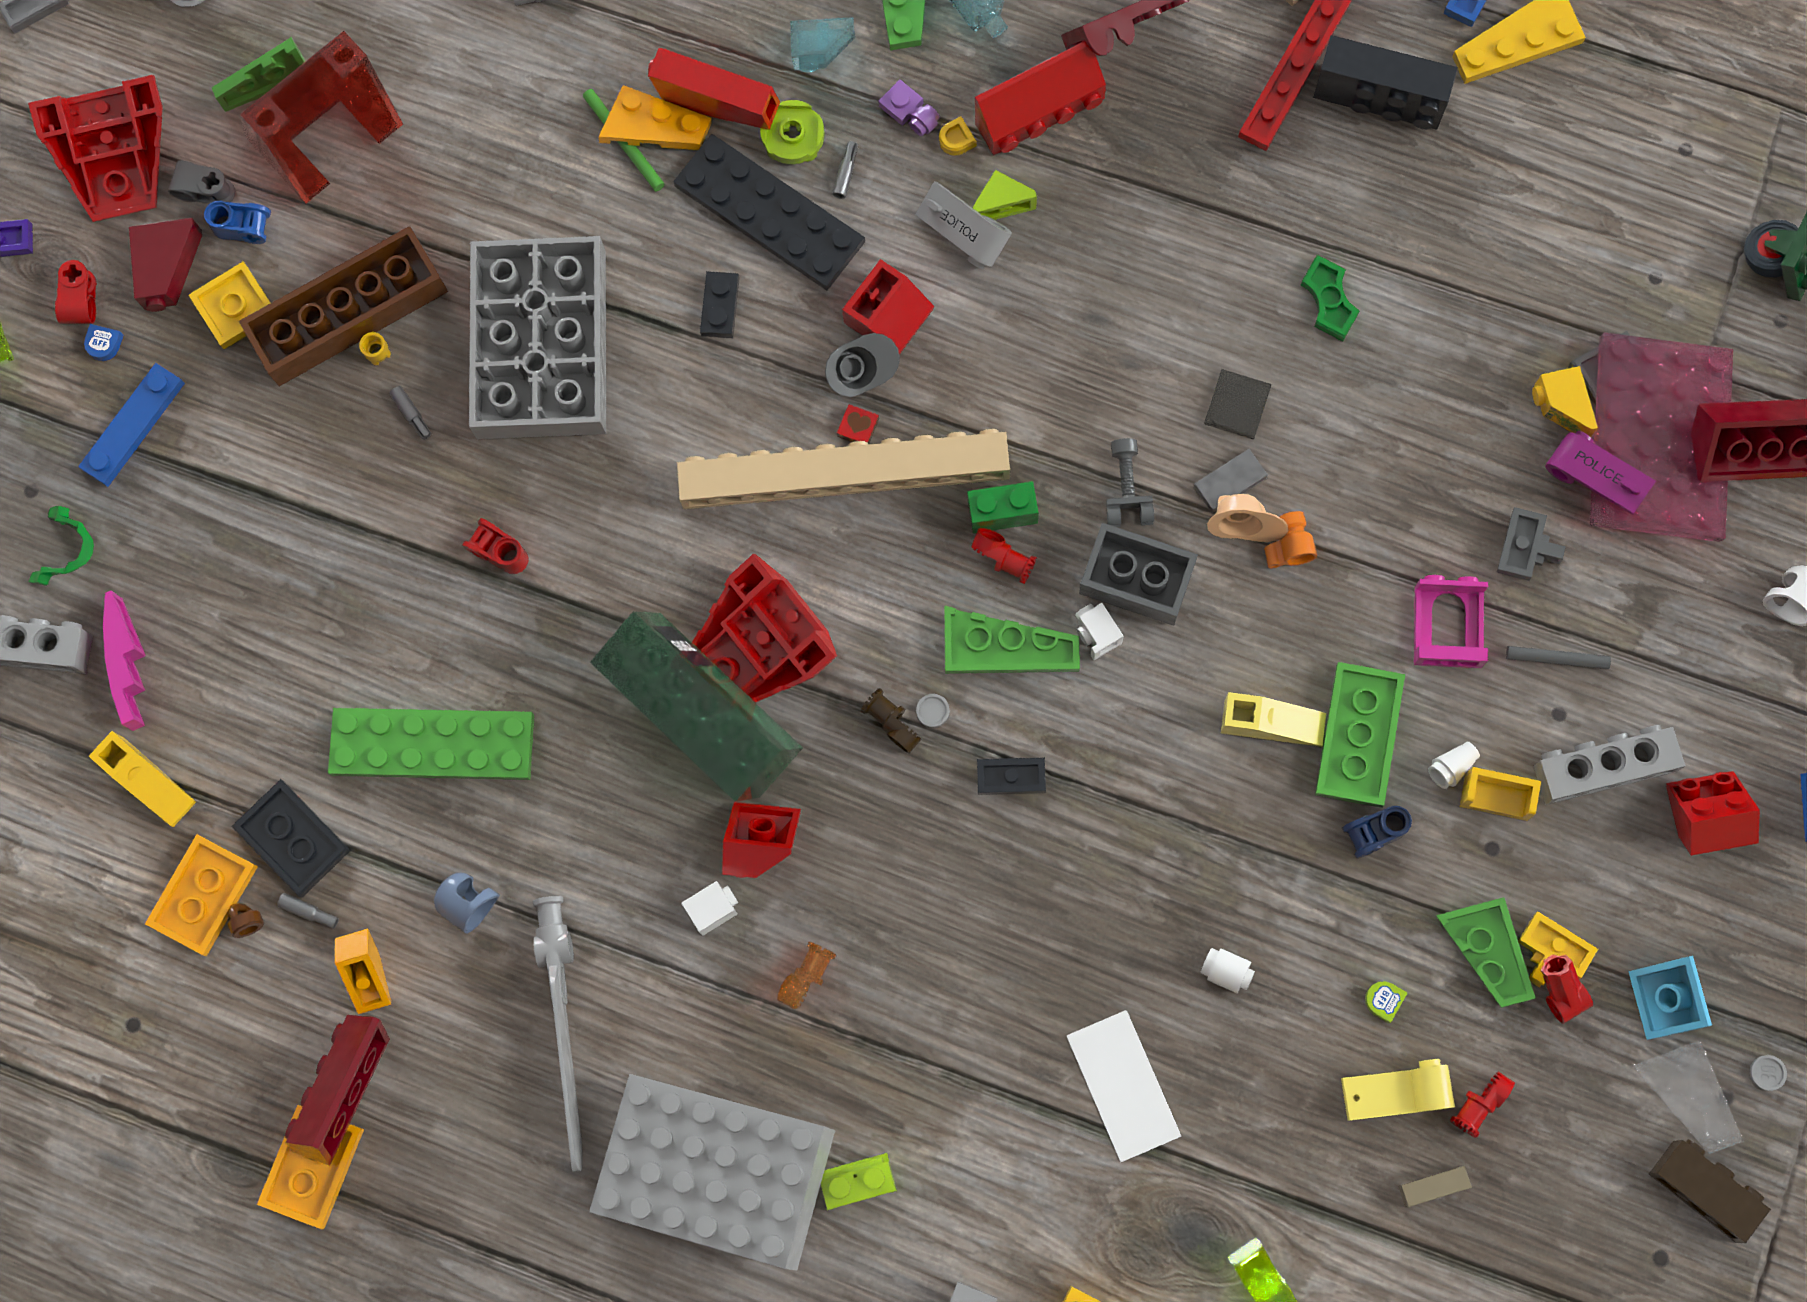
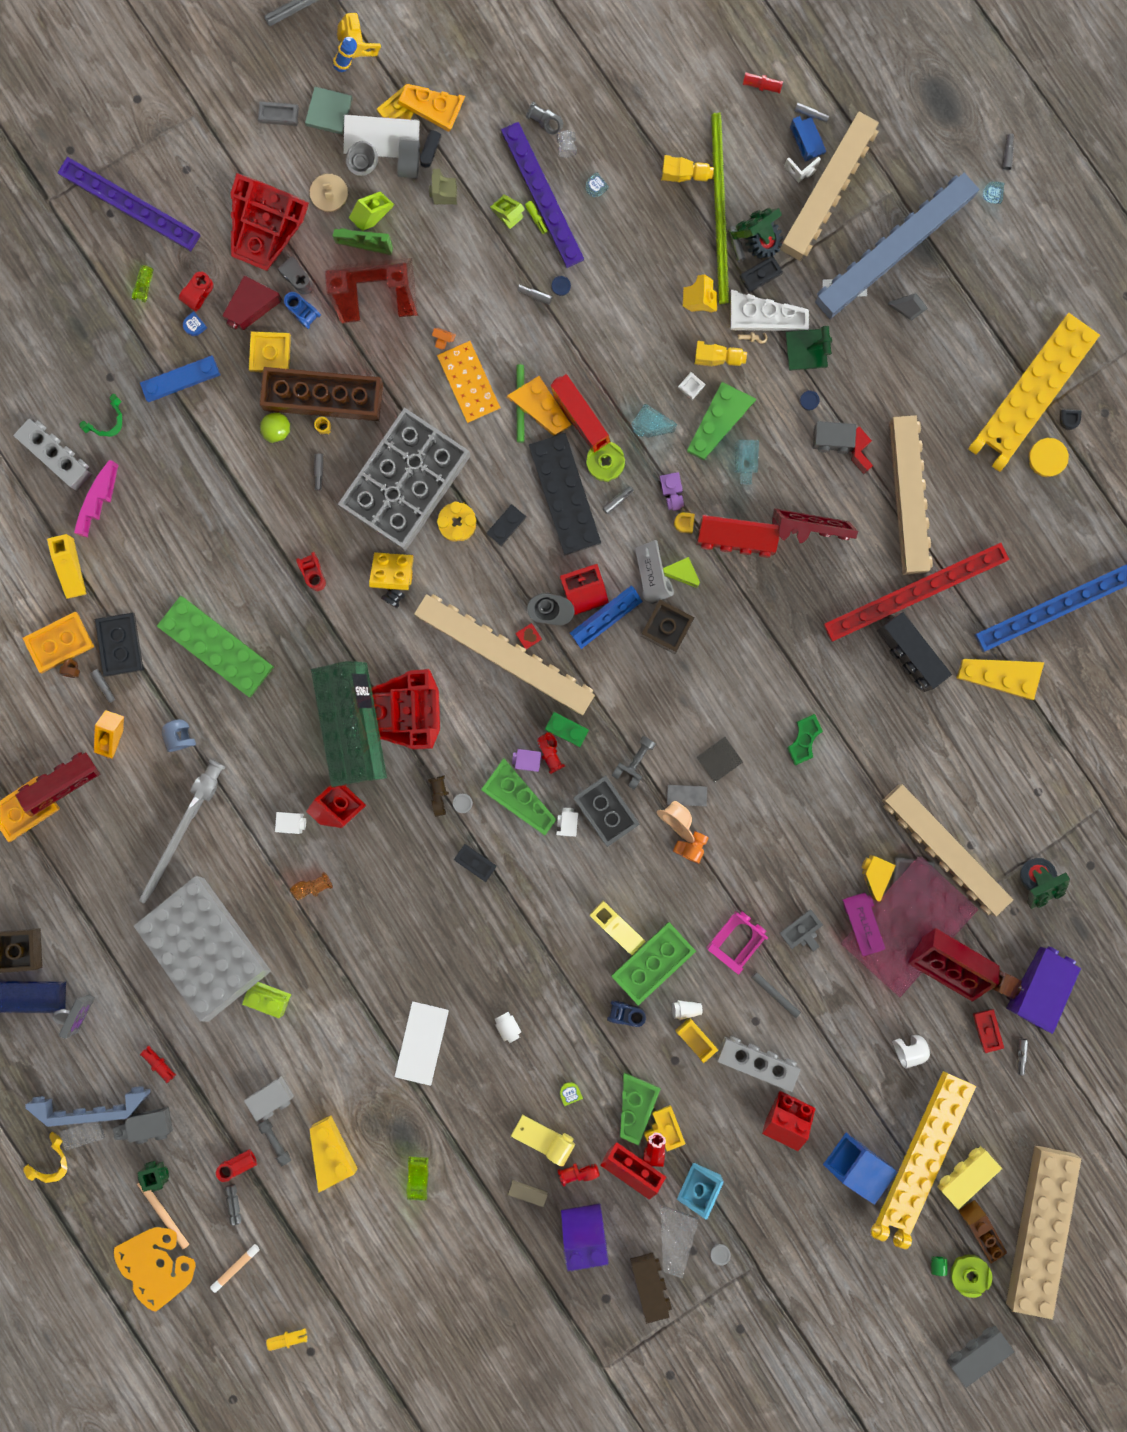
camera: 30 degrees right, 10 degrees up
(171, 55) = (328, 192): none -> tan piece
(243, 36) = (370, 210): none -> lime slope
(308, 397) = (274, 427): none -> lime hair
(457, 125) = (443, 337): none -> orange tile
(533, 161) = (468, 381): none -> light orange sticker
(606, 468) = (391, 571): none -> yellow plate
(633, 501) = (393, 597): none -> black wheel
(640, 330) = (468, 521): none -> yellow plate
(943, 326) = (606, 617): none -> blue plate
(979, 586) = (527, 760): none -> medium lavender brick
(1036, 278) = (667, 627): none -> dark brown brick
(1556, 1039) = (633, 1171): none -> red brick
(1563, 1178) = (584, 1237): none -> dark purple slope
(1631, 303) = (947, 850): none -> tan brick

